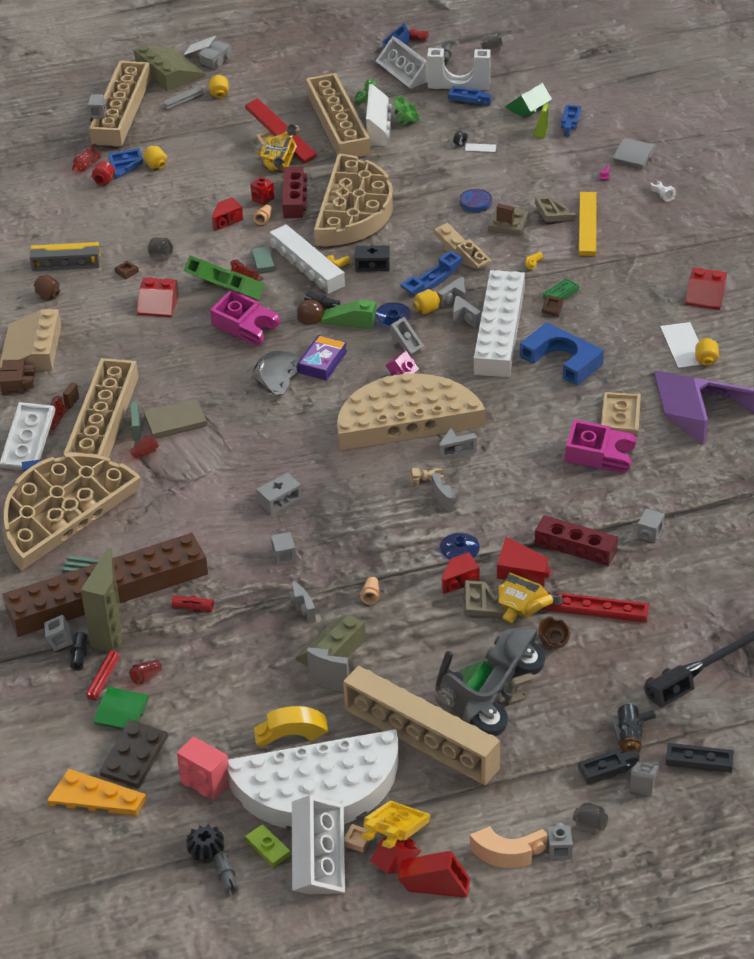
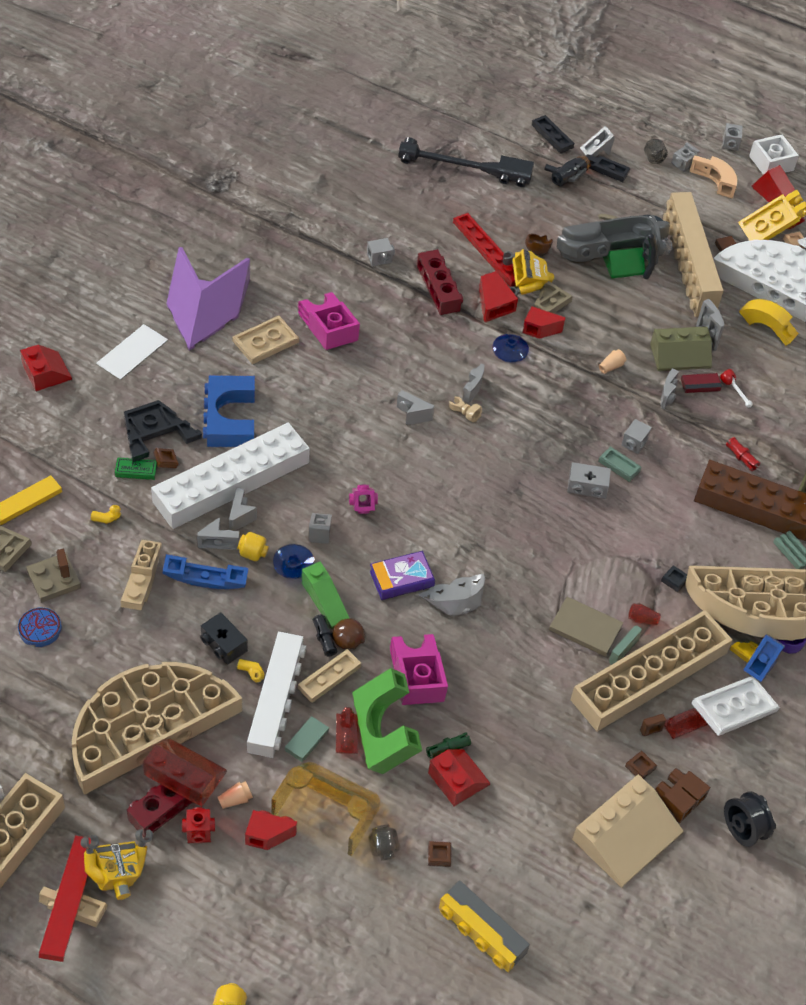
camera: 140 degrees left, 10 degrees up
(47, 287) = (545, 893): reddish brown head -> none
(57, 379) = (641, 765): none -> reddish brown tile
(149, 487) = (674, 578): none -> black tile
(180, 306) = (454, 743): none -> dark green pin
(215, 244) = (360, 801): none -> clear yellow windscreen
(266, 528) = (619, 464): none -> sand green tile
(268, 653) = (728, 377): none -> hinge
(286, 635) = (701, 383): none -> dark red tile
(290, 287) = (329, 676): none -> tan plate
(296, 186) = (183, 771): none -> clear red slope
(406, 409) = (413, 467): tan brick -> none
(412, 782) = (725, 242): none -> reddish brown tile
(482, 914) = (773, 152): none -> white brick
(550, 910) = (732, 137): none -> light grey brick
(594, 312) = (153, 421): none -> black wing
(707, 351) = (138, 321): yellow head -> none

